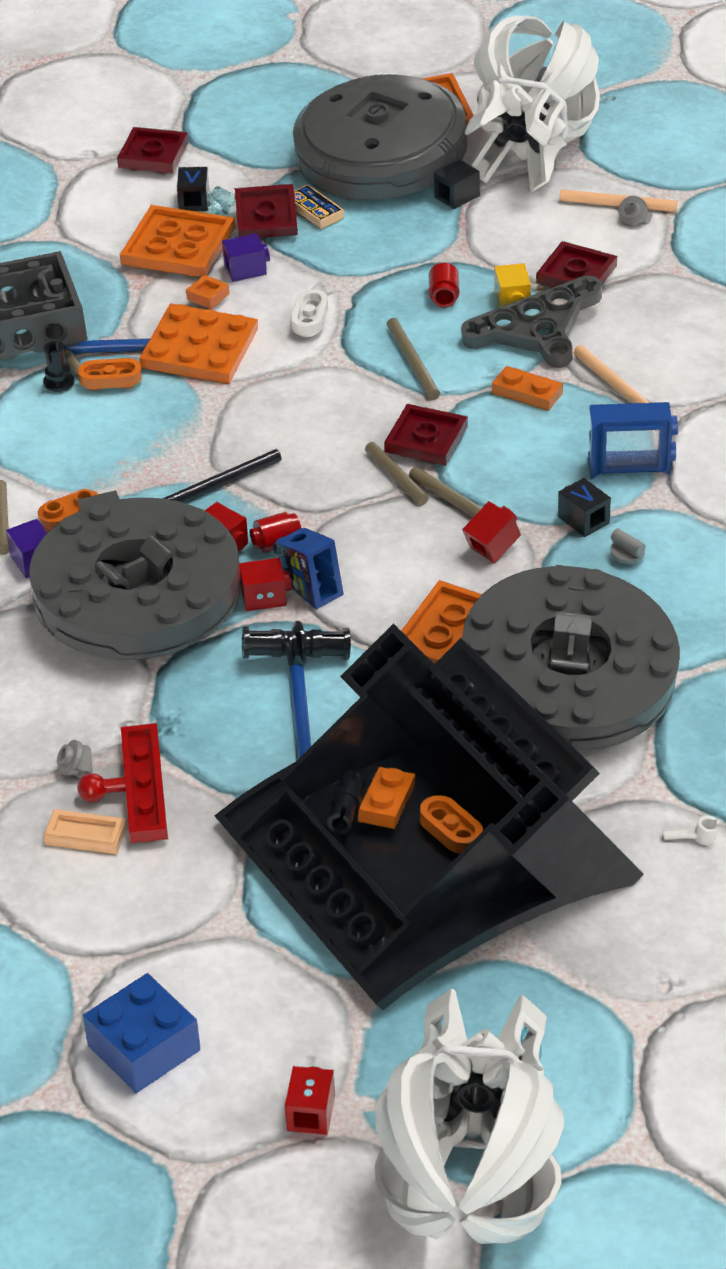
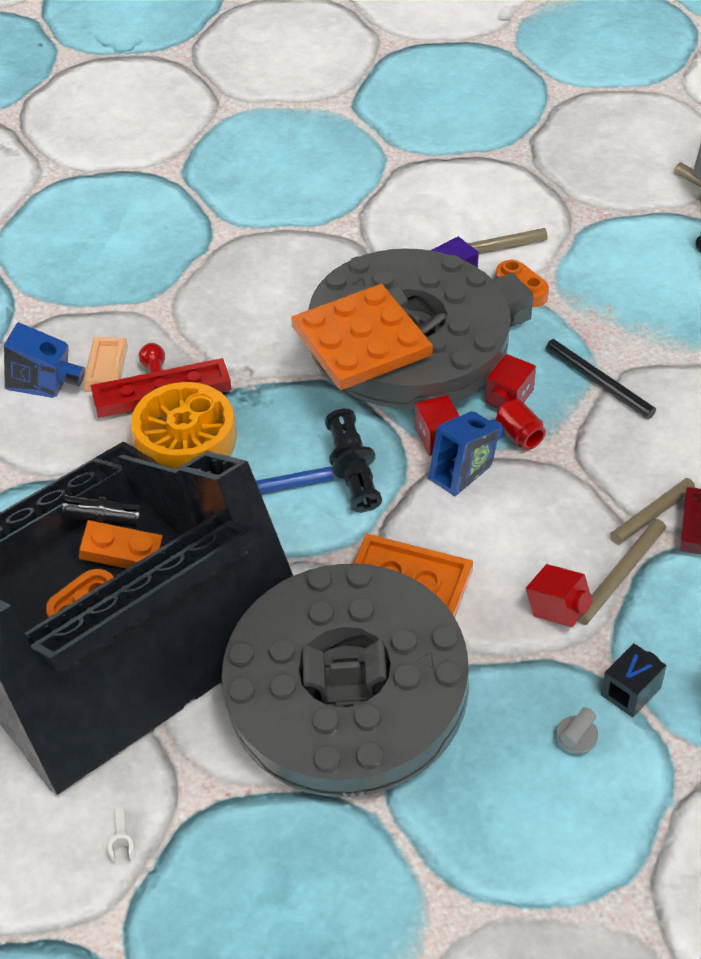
camera: 80 degrees right, 5 degrees up
(74, 759) = (187, 342): light grey plate -> none
(87, 872) = (38, 363): none -> blue torso
(170, 590) = (361, 336): none -> orange plate
(210, 769) = (194, 422): none -> light orange piece

